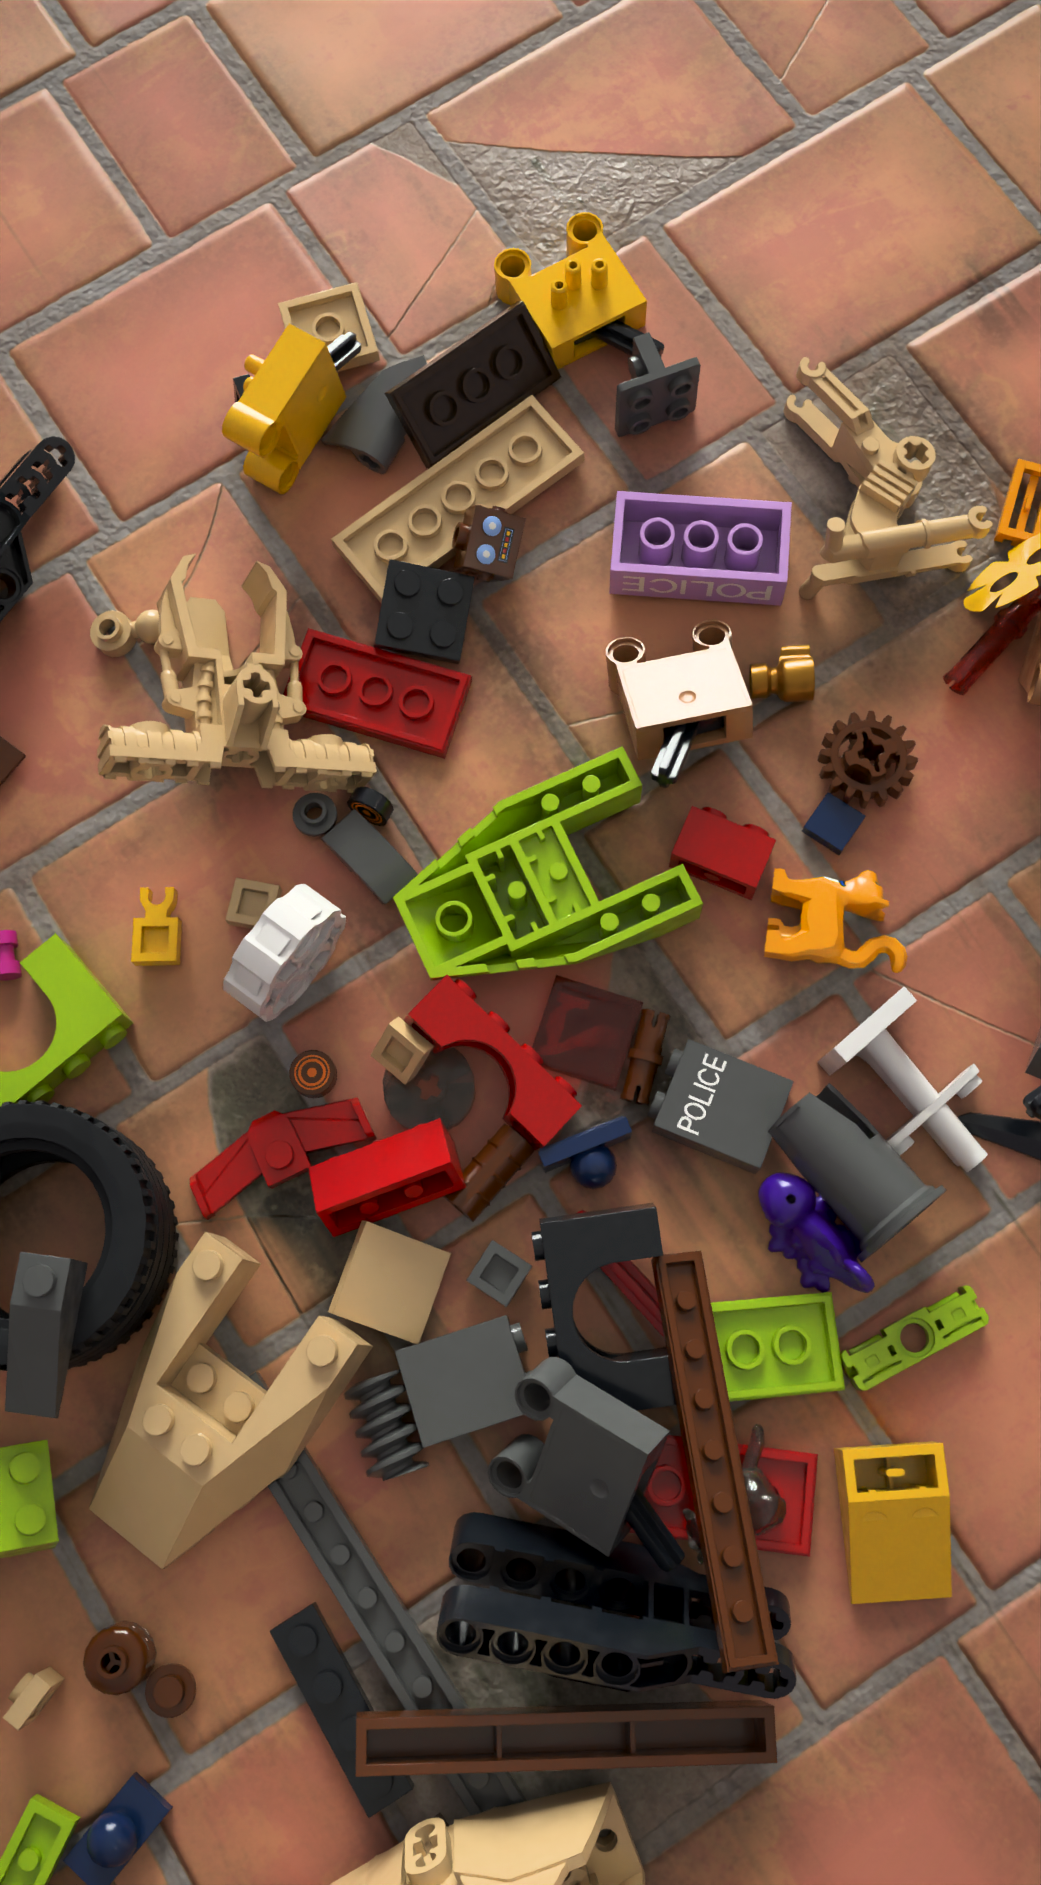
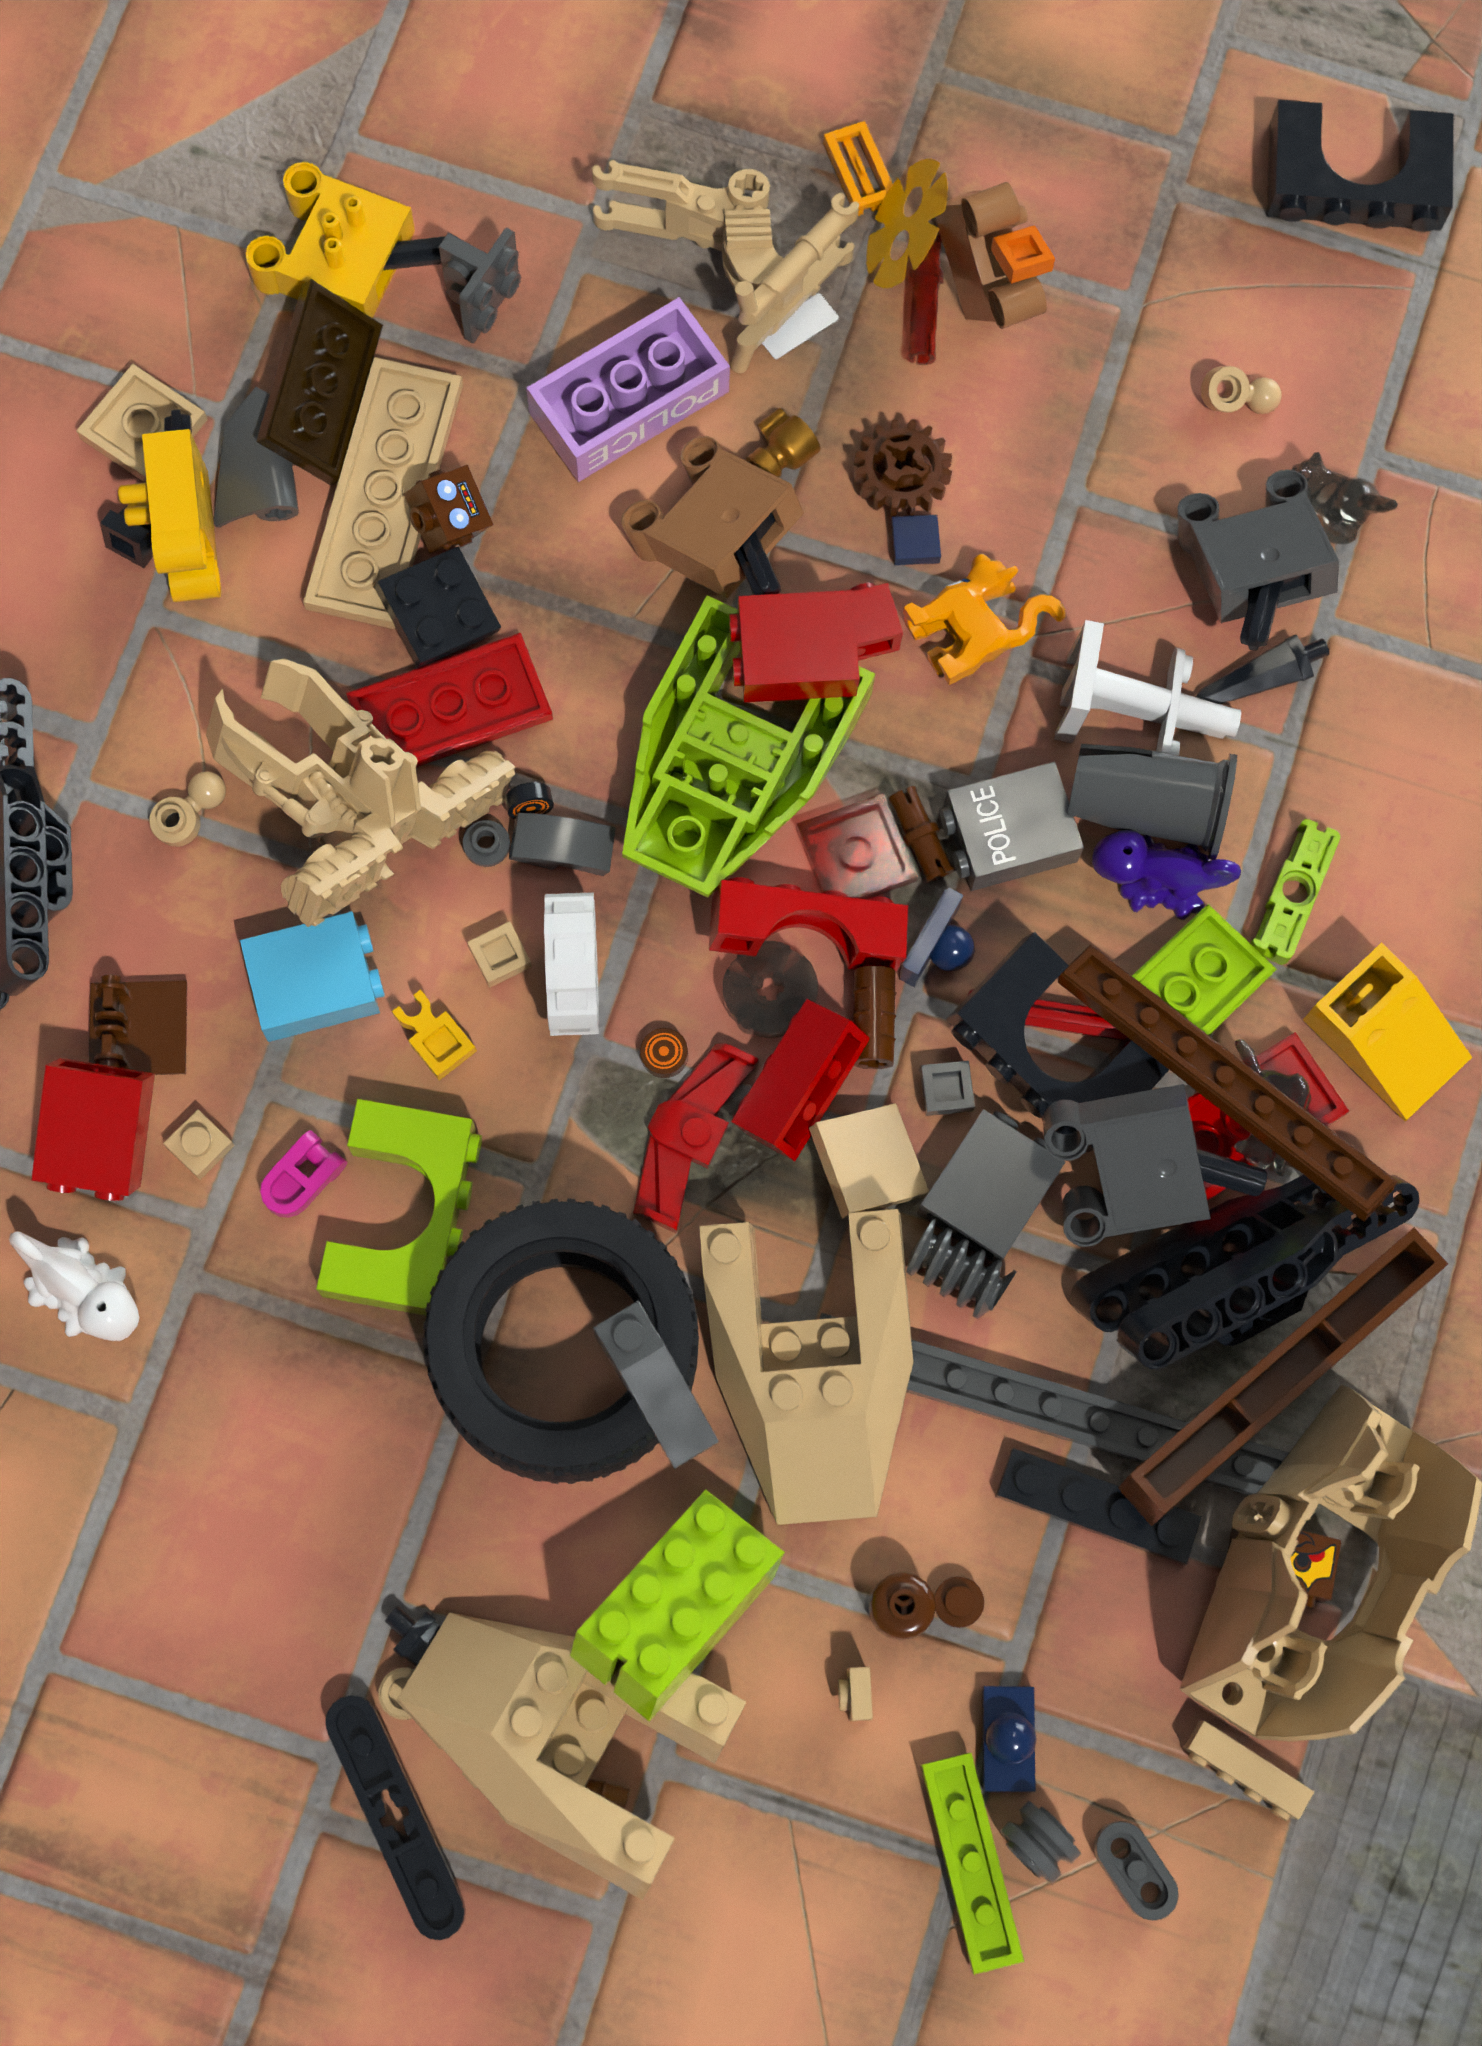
camera: 50 degrees left, 0 degrees up
(107, 819) = (312, 976): none -> medium azure brick
(402, 1050) = (730, 971): tan plate -> none
(652, 834) = (795, 646): none -> red brick
(880, 594) = (806, 322): none -> white sticker

